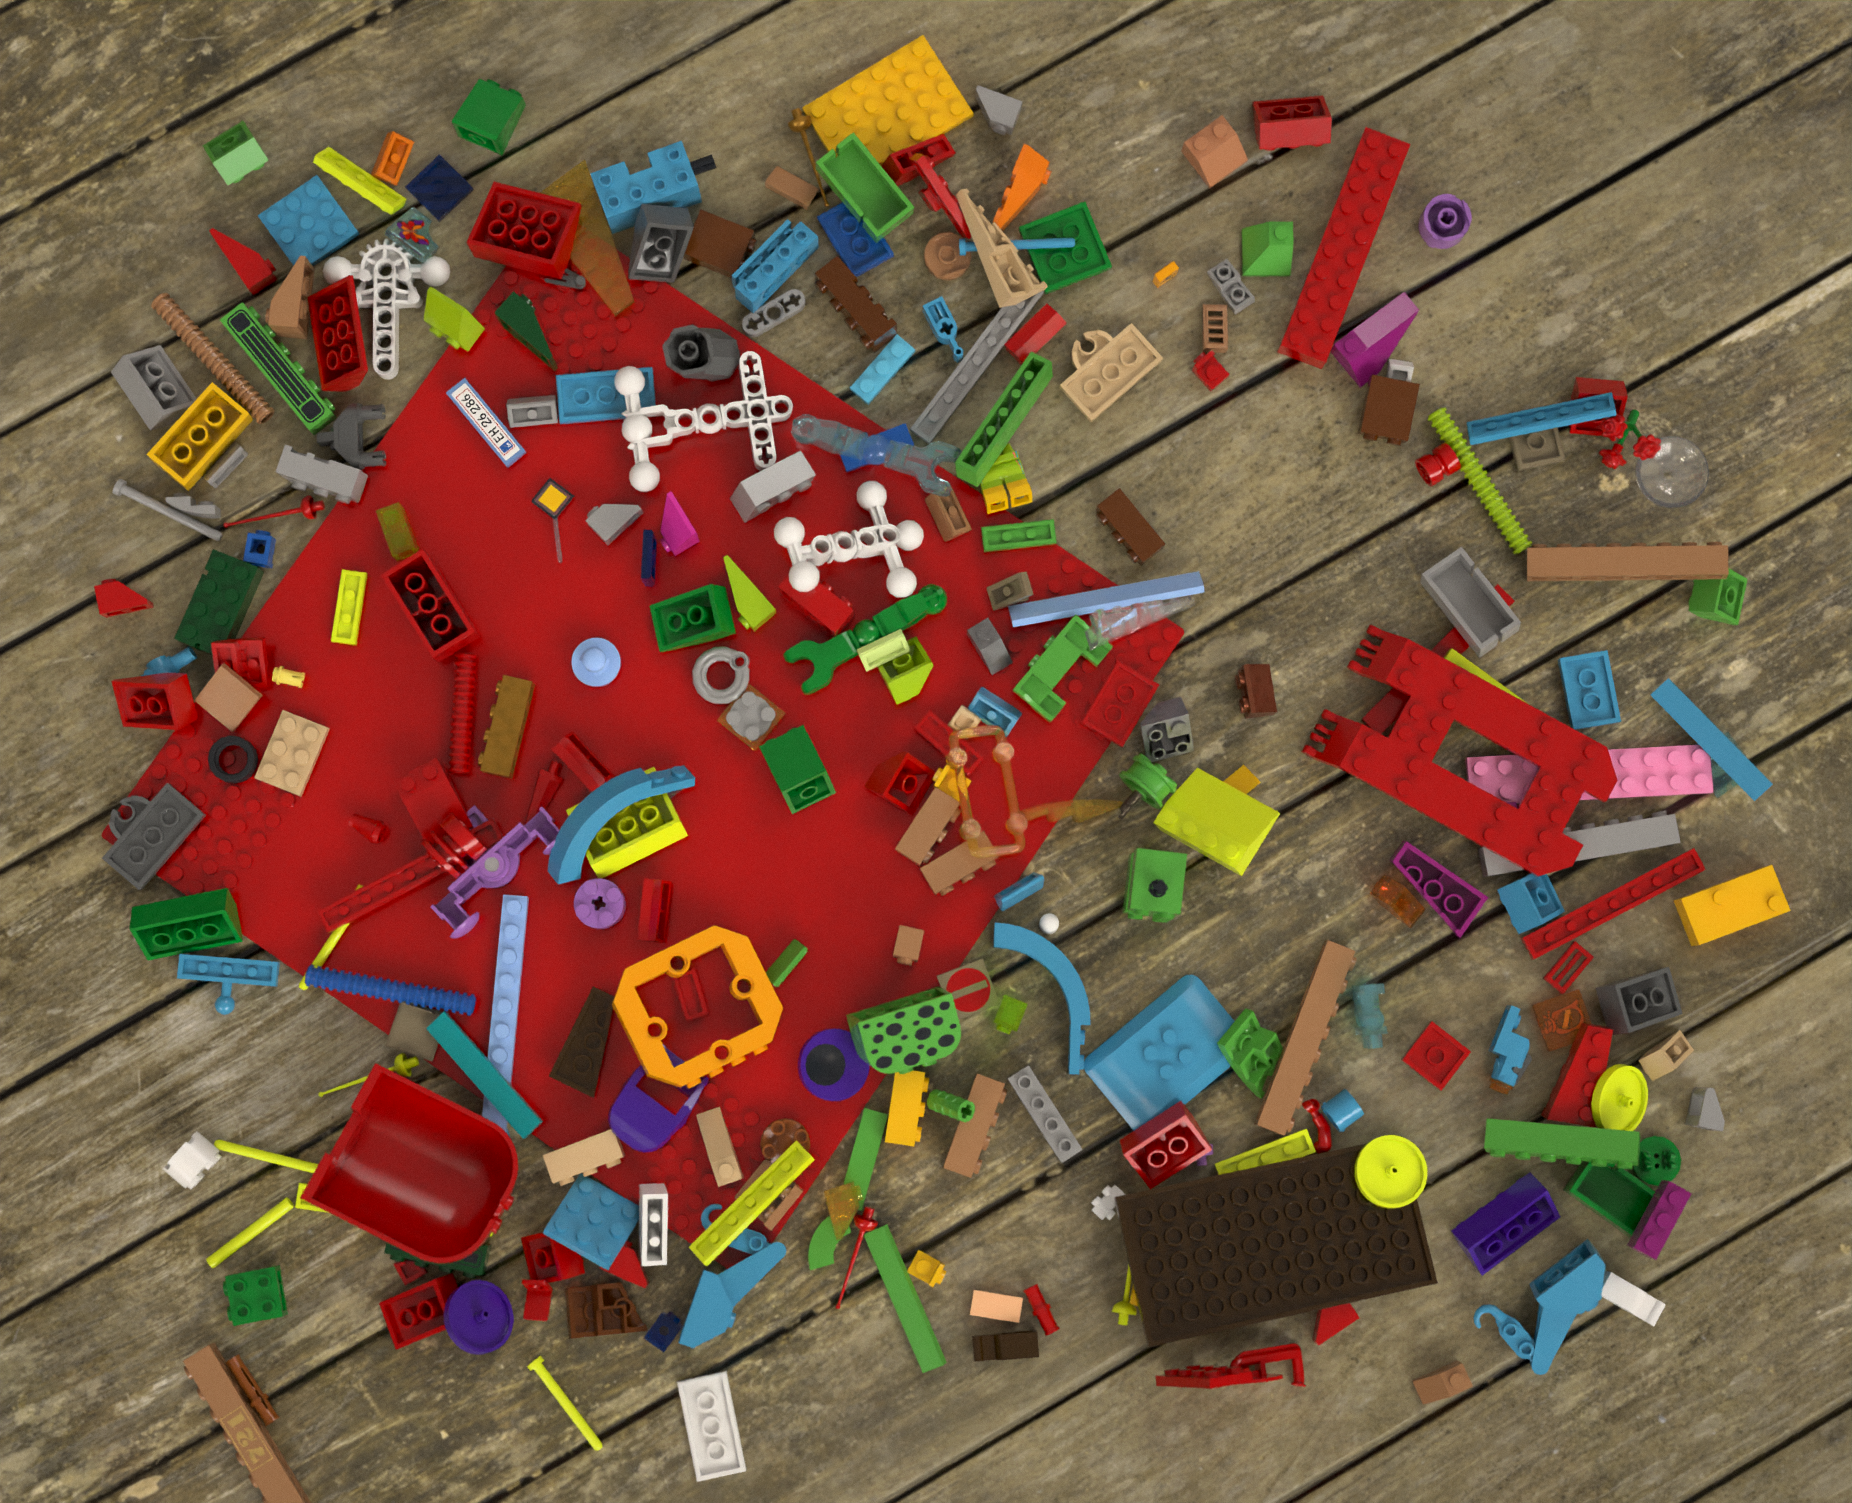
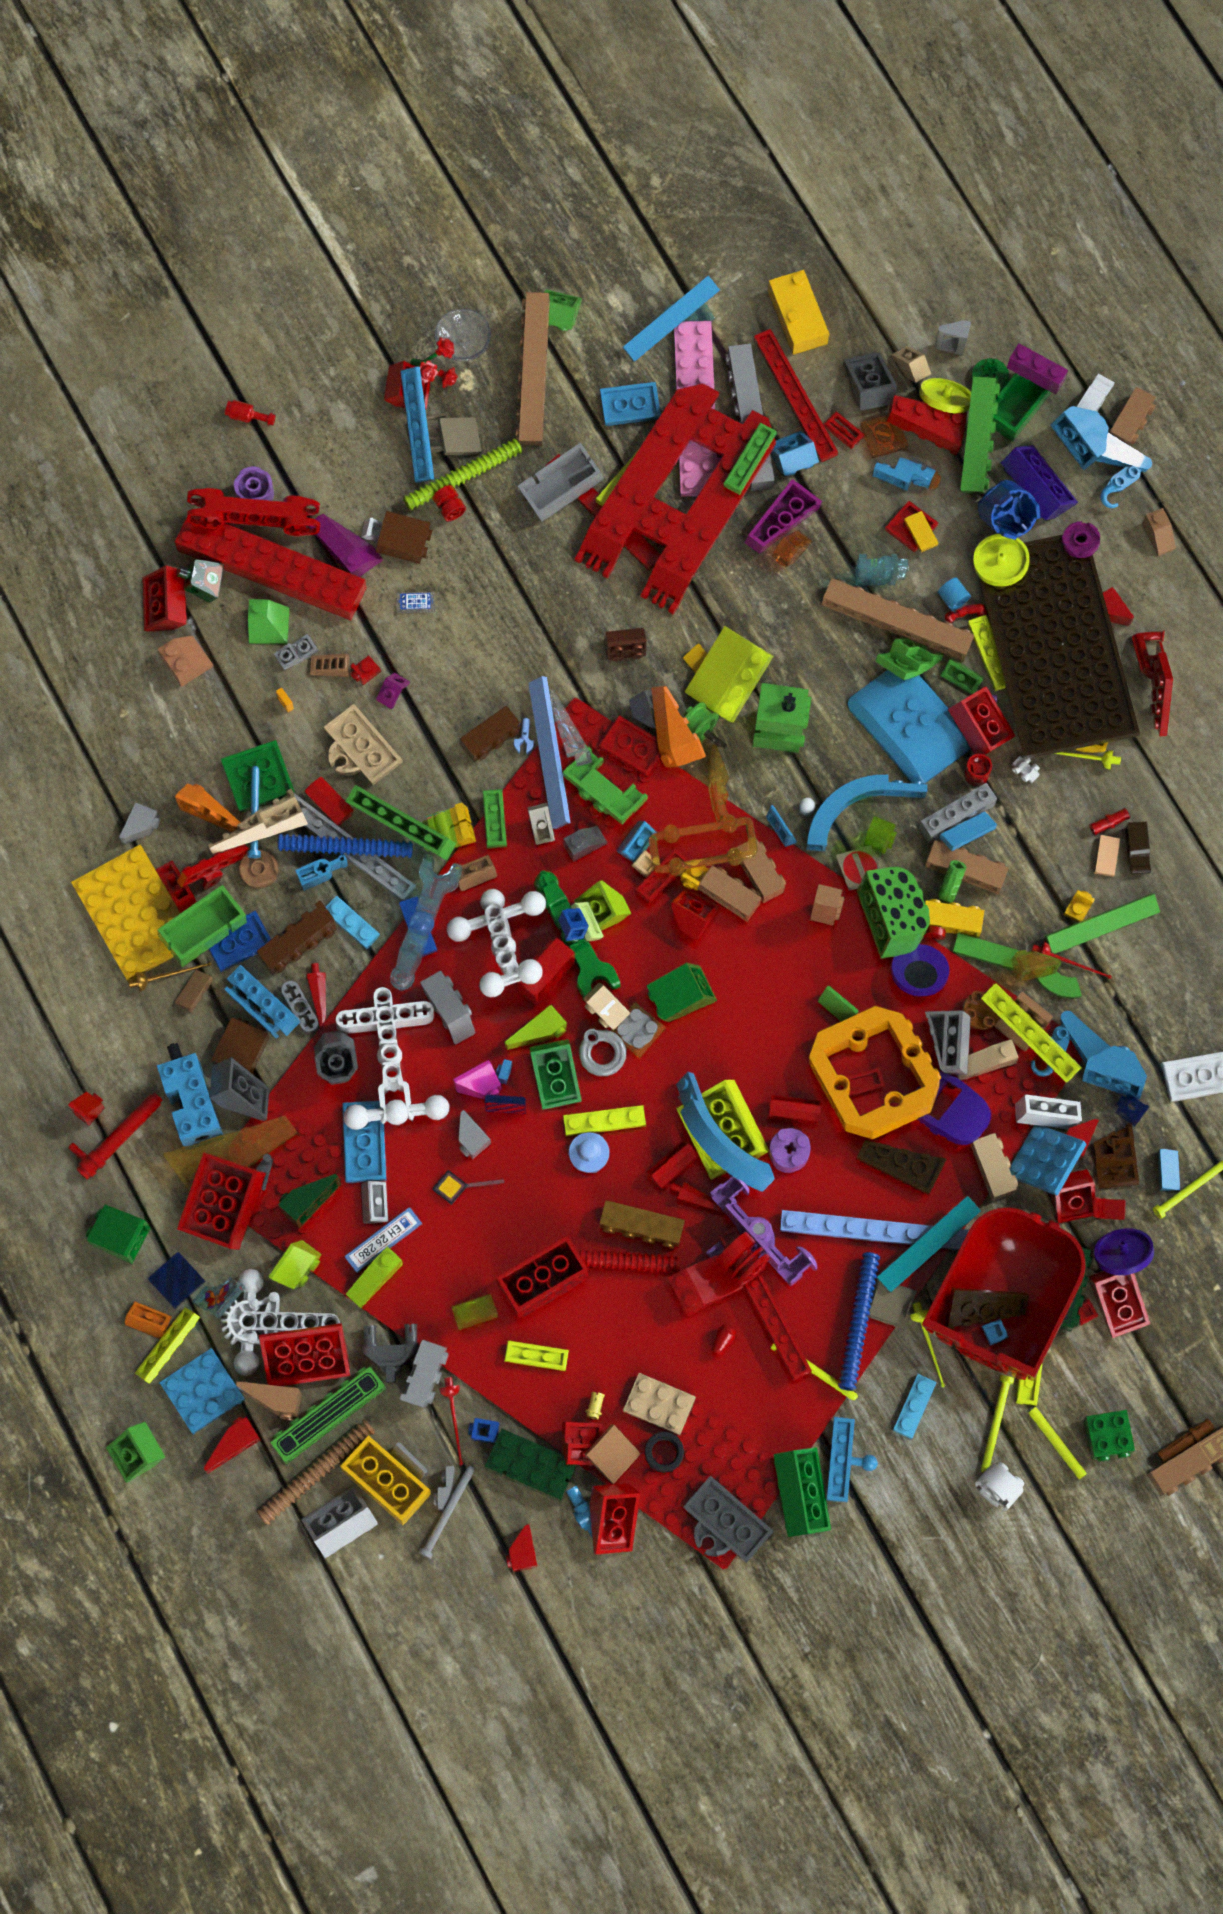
camera: 85 degrees left, 10 degrees down
(294, 1059) = (914, 1406): none -> medium azure plate
(381, 1156) = (994, 1332): none -> dark azure tile
(406, 1141) = (975, 1306): none -> dark brown wing
(440, 414) = (374, 1277): none -> lime slope
(582, 88) = (97, 1159): none -> red cylinder
(588, 1377) = (1168, 1170): none -> slope
(636, 680) = (604, 1120): none -> neon yellow plate
(640, 69) = (87, 1107): none -> red slope
(693, 556) = (503, 1071): none -> dark azure plate
(739, 1102) = (951, 1040): none -> light grey wedge
(774, 675) = (606, 1006): none -> tan brick
(797, 333) = (317, 987): none -> red bar
(882, 630) = (573, 924): none -> blue brick
(886, 1086) = (936, 932): none -> red tile
(974, 352) = (345, 846): none -> blue piece
(1019, 1127) = (968, 831): none -> dark azure tile
(1102, 1139) = (978, 769): none -> red wheel
(1122, 751) = (674, 737): none -> orange wedge
(1128, 570) = (524, 737): none -> light blue bar
(1184, 403) = (391, 690): none -> magenta bracket
(1233, 1122) = (962, 676): none -> bright green slope
(1303, 429) = (415, 602): none -> tile
(1320, 164) = (202, 578): none -> torso
(1407, 1276) = (1078, 549): none -> magenta tile
(1409, 181) = (217, 510): none -> red piece
(1425, 1067) = (921, 531): none -> yellow tile
(1457, 1180) = (1015, 512): none -> blue piece
(1511, 841) = (750, 458): none -> bright green tile
(1531, 474) = (459, 436): none -> dark tan tile
(1550, 207) = (245, 412): none -> red piece
(1603, 1349) = (1133, 416): none -> medium nougat brick

